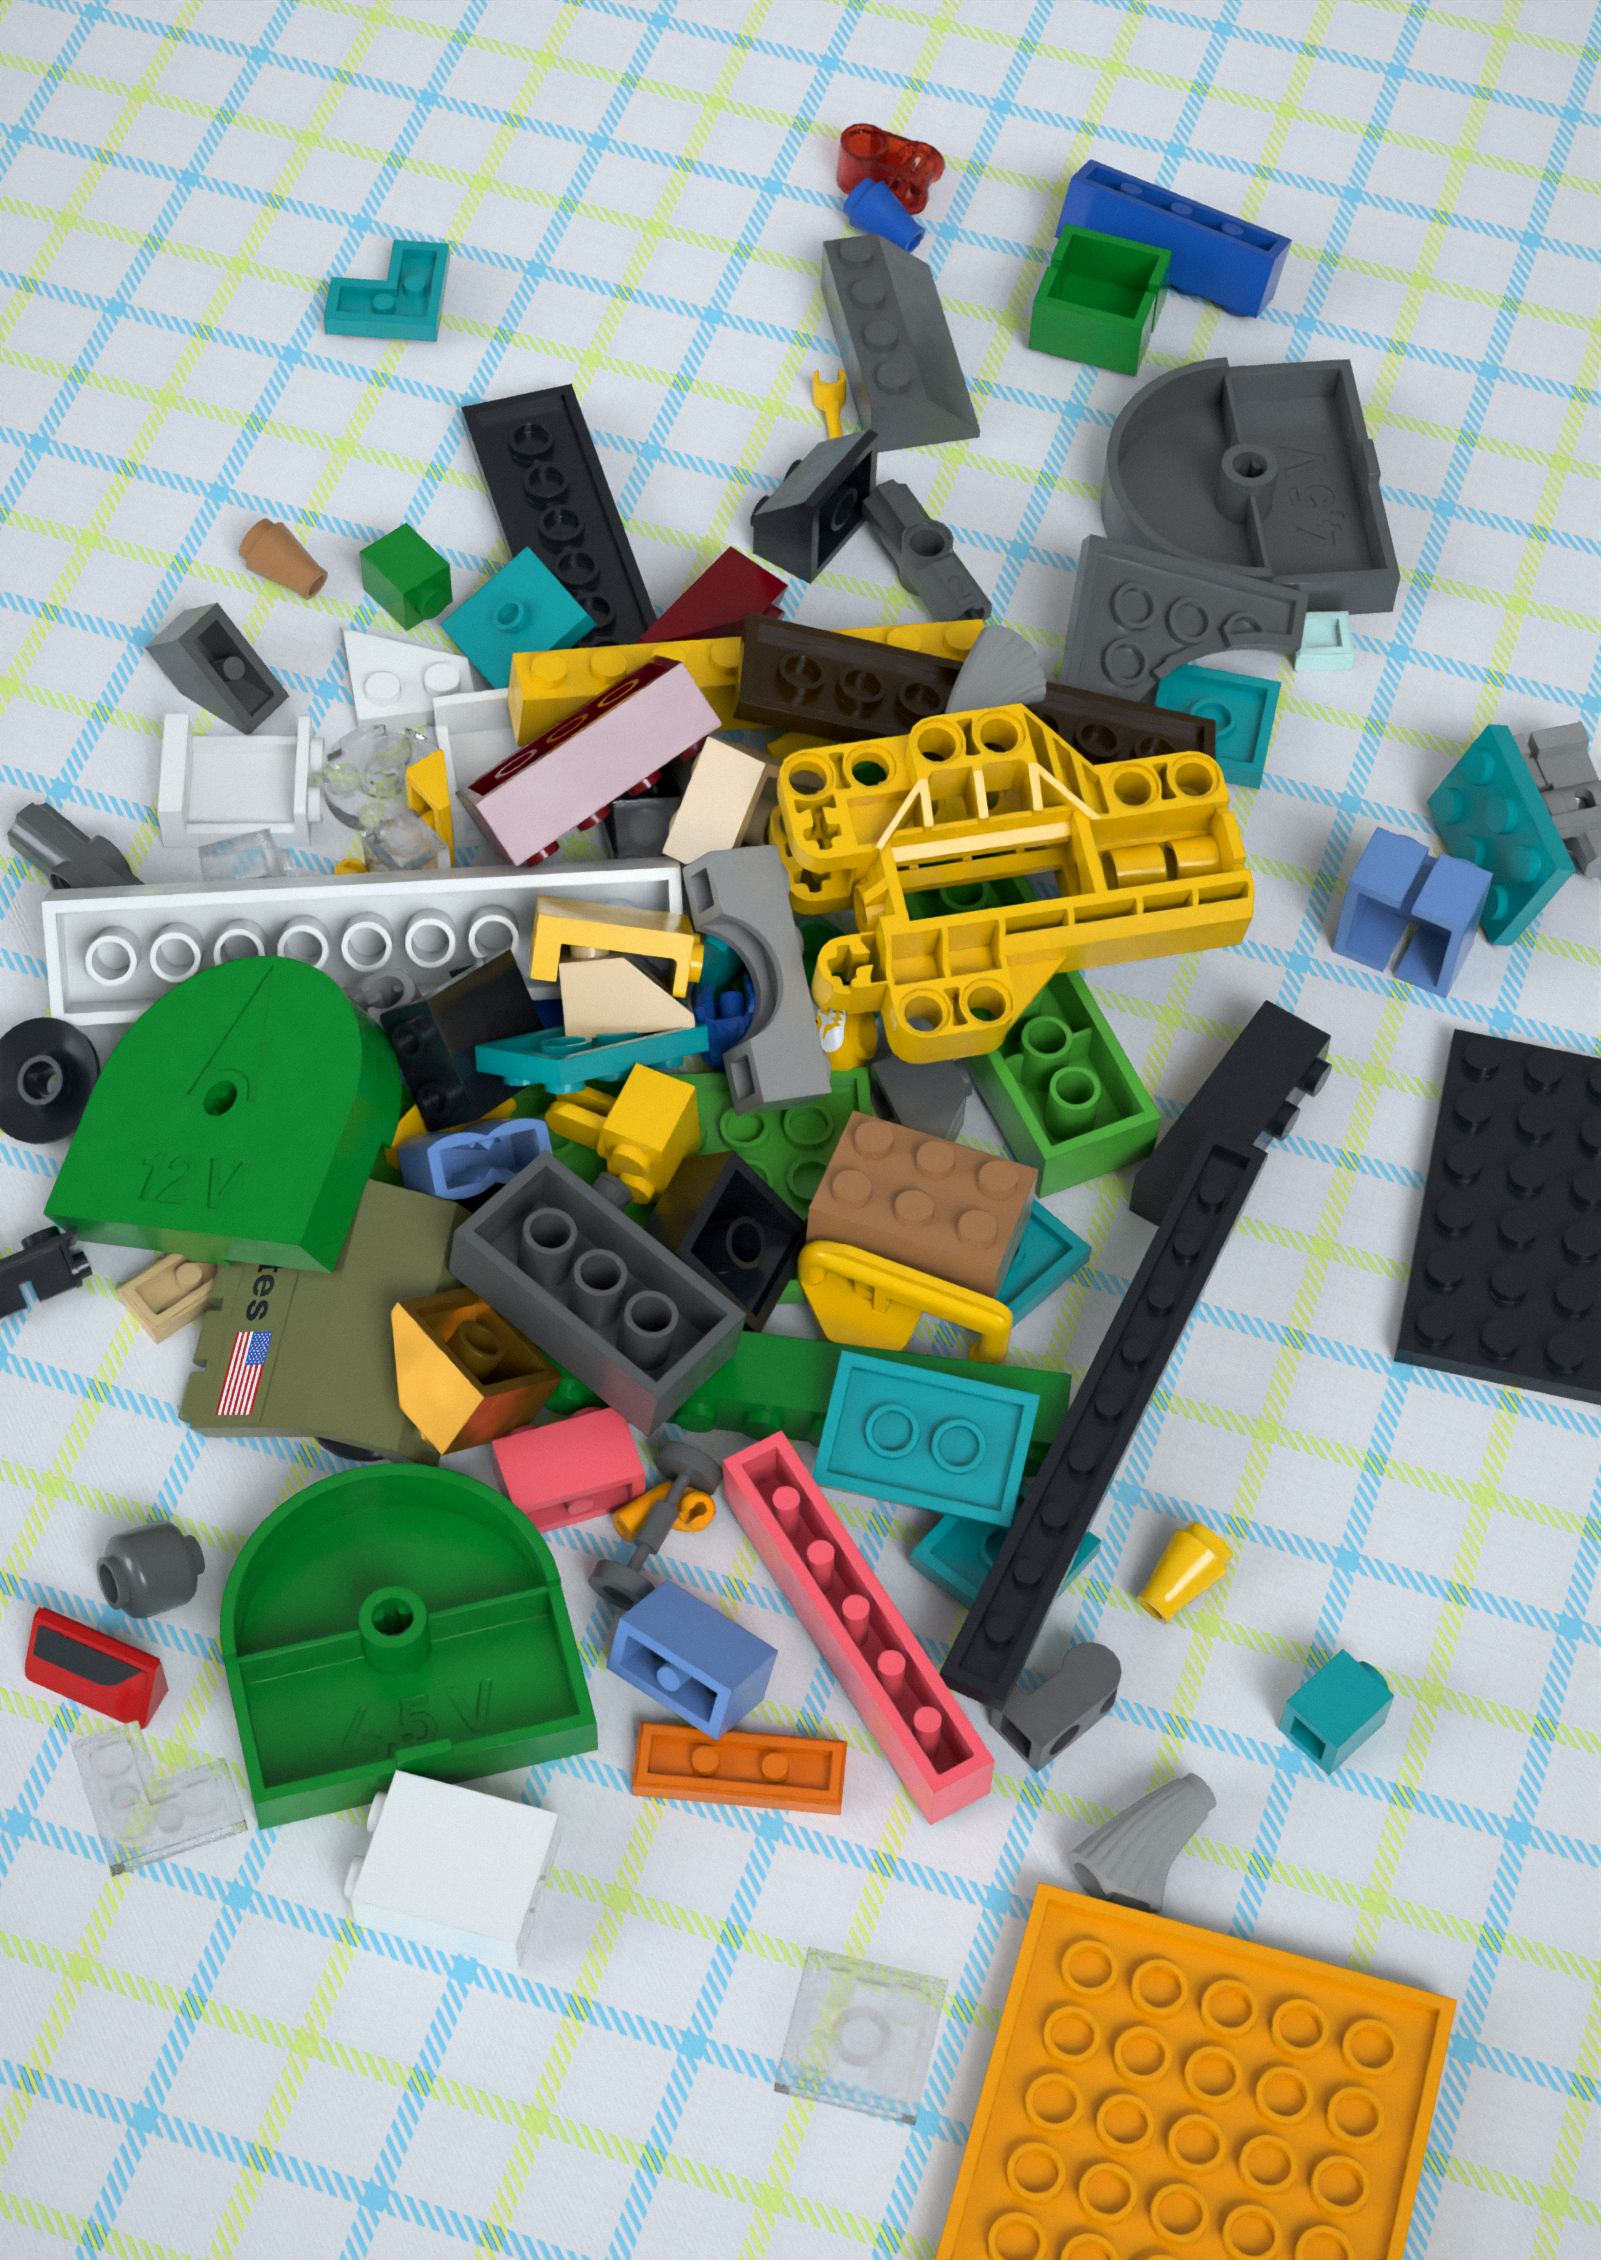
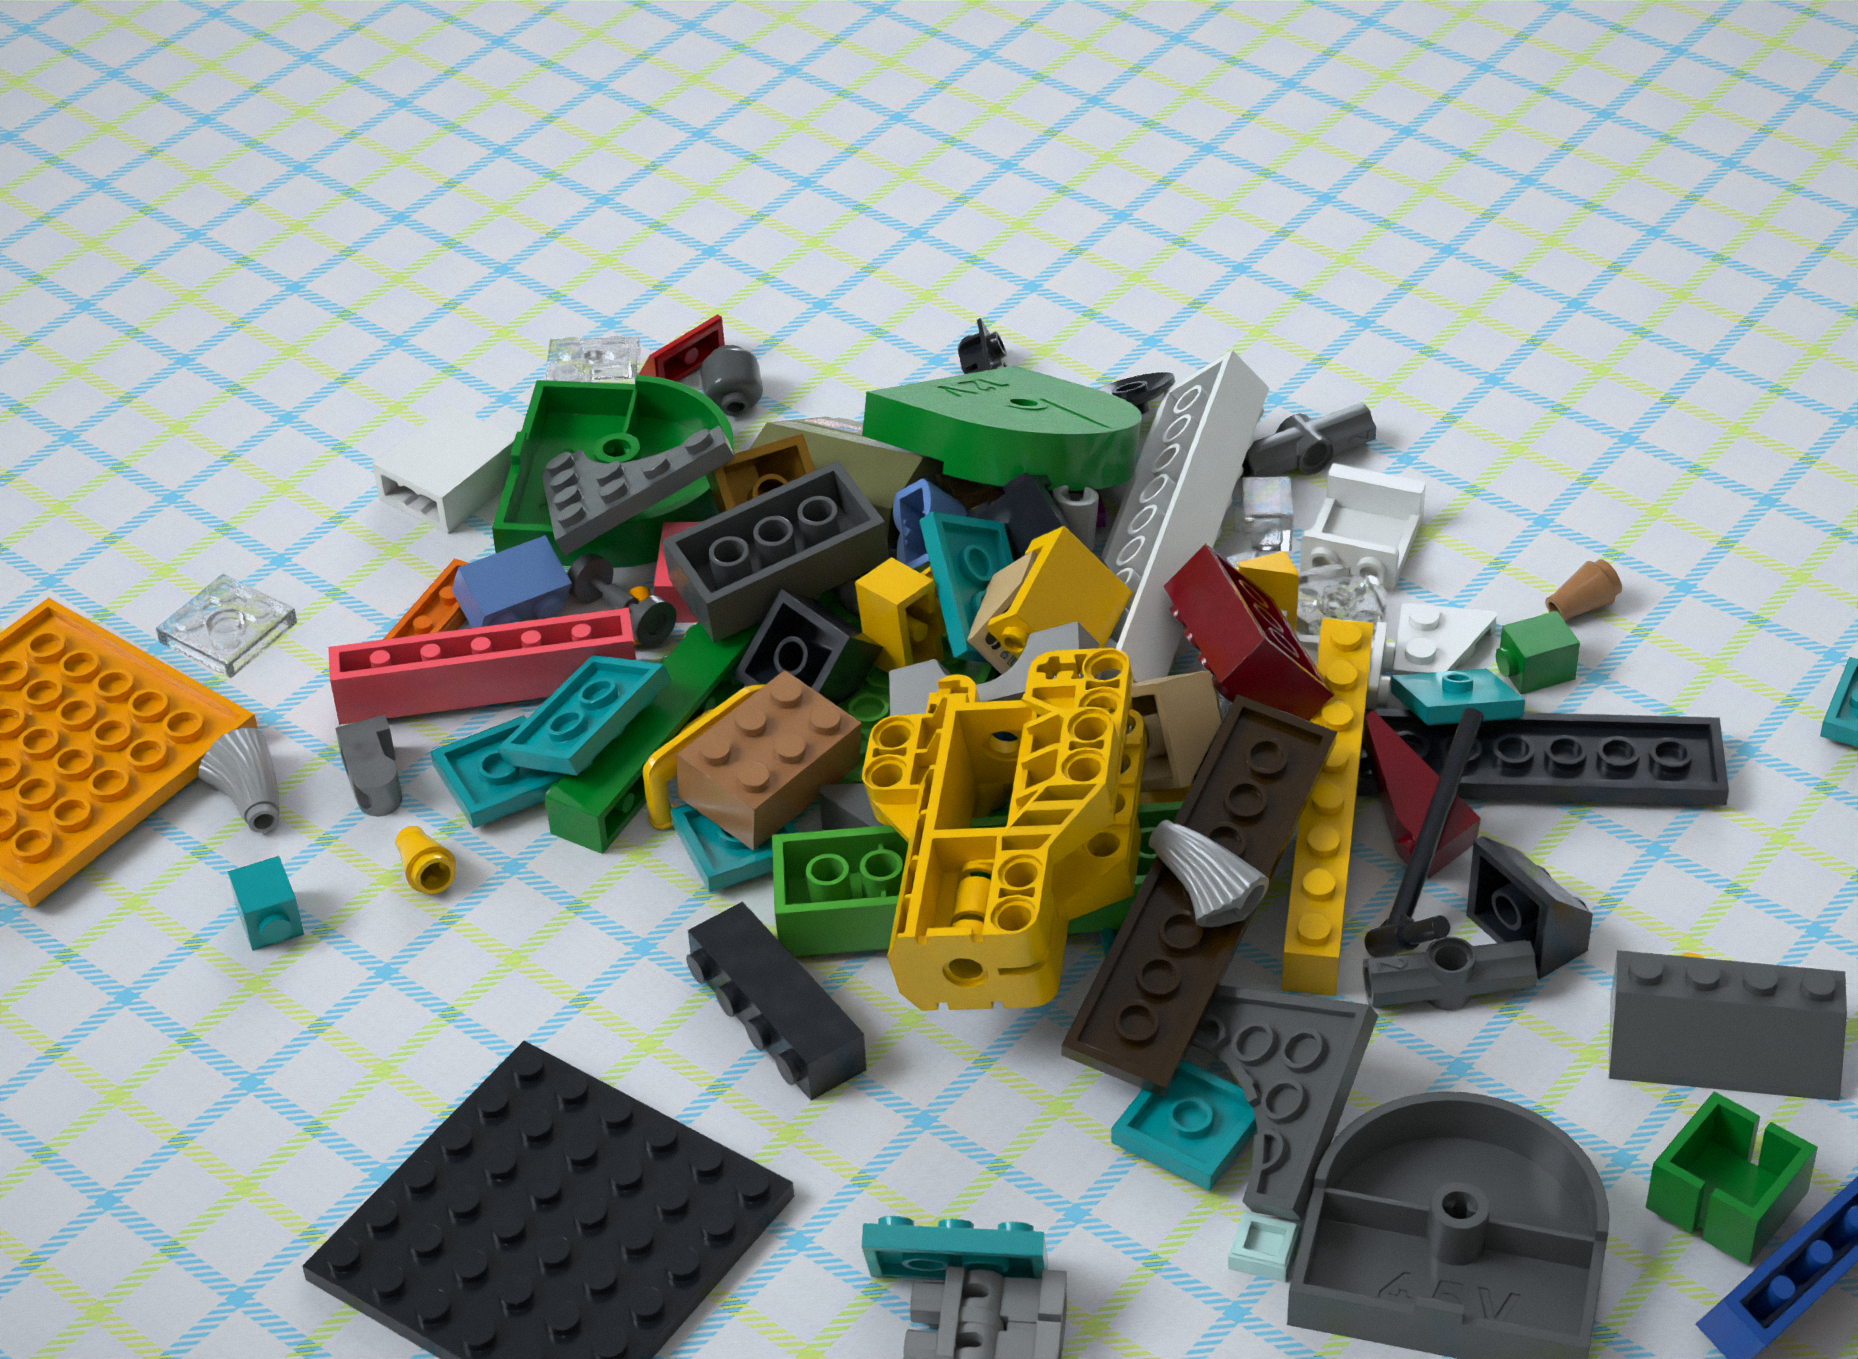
camera: 115 degrees right, 15 degrees down
(217, 667) = (1477, 533): dark grey slope -> none
(539, 1556) = (595, 497): none -> dark grey plate
(894, 605) = (1399, 931): none -> black bar
(1101, 1422) = (557, 820): black plate -> none
(1403, 885) = (890, 1174): medium blue piece -> none

